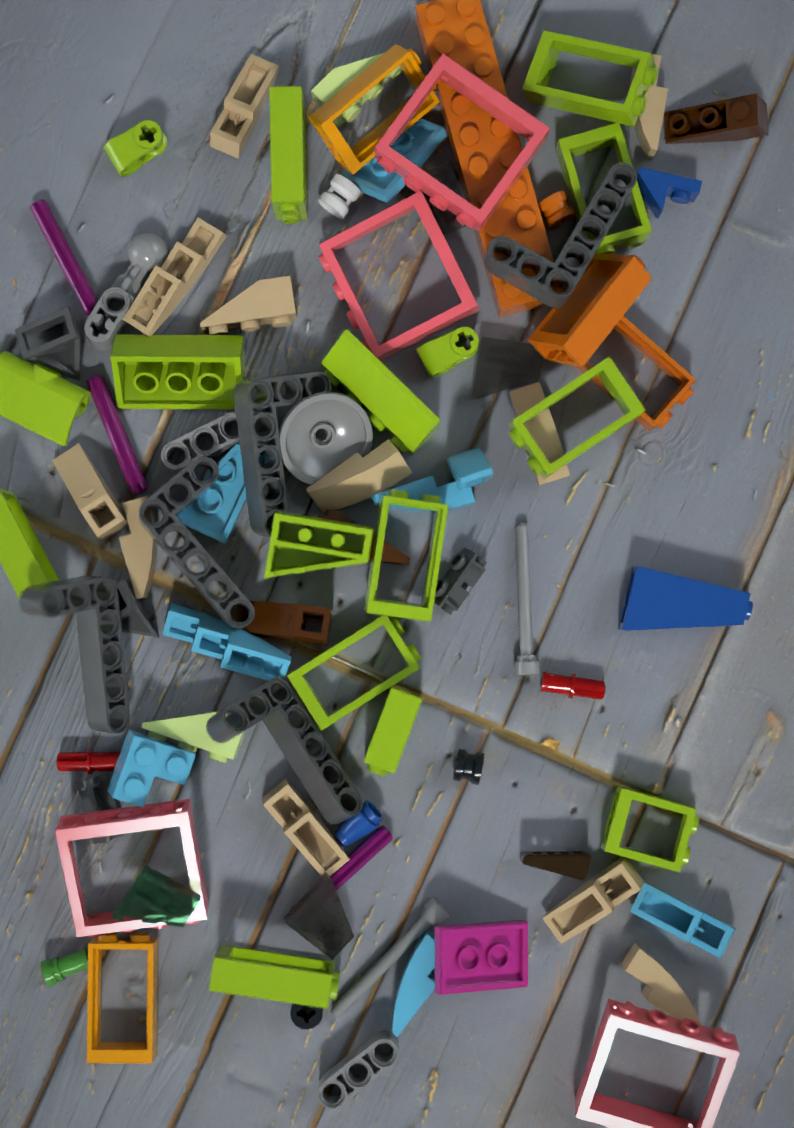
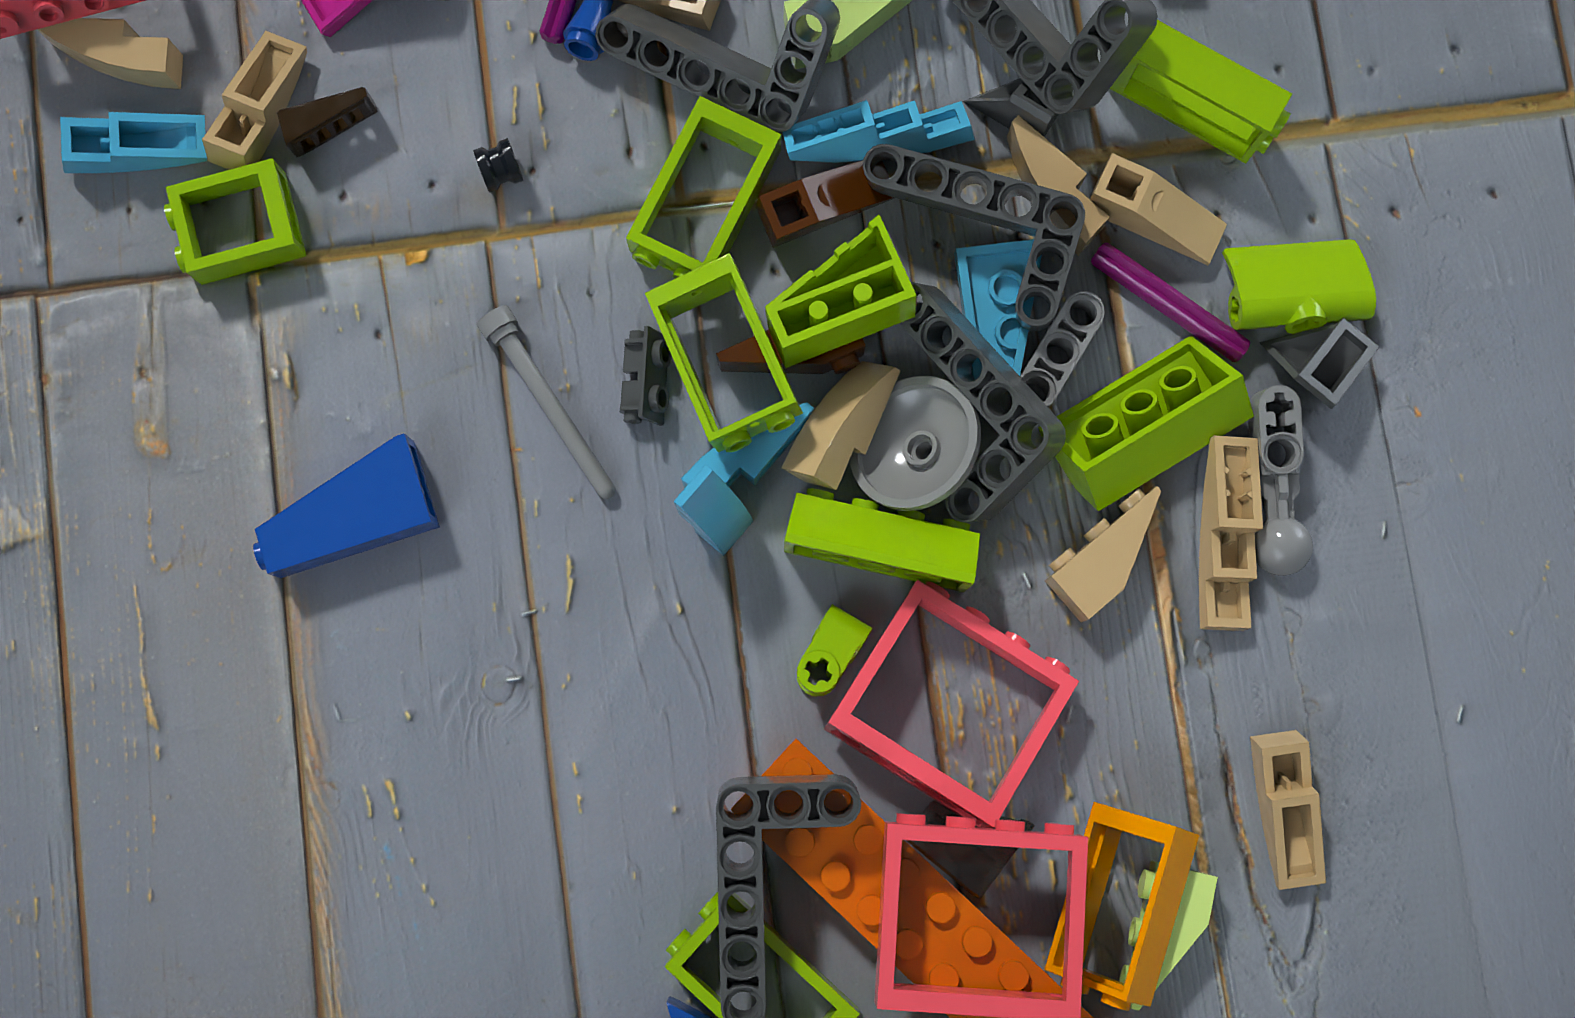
camera: 145 degrees right, 5 degrees down
(64, 255) = (1381, 479): magenta axle -> none
(132, 149) = (1391, 661): lime piece -> none
(288, 154) = (1192, 774): lime window -> none
(339, 196) = (1092, 776): white wheel -> none
(392, 731) = (613, 144): lime window -> none
(414, 144) = (1042, 873): medium azure wing -> none
(505, 366) = (748, 678): clear smoke wing -> none
(540, 427) = (654, 615): tan slope -> none
(556, 209) = (806, 921): orange wheel -> none
(572, 686) = (428, 336): red axle -> none
(594, 308) = (660, 806): orange window -> none
(618, 389) = (579, 723): lime window -> none
(661, 360) = (504, 776): orange window -> none

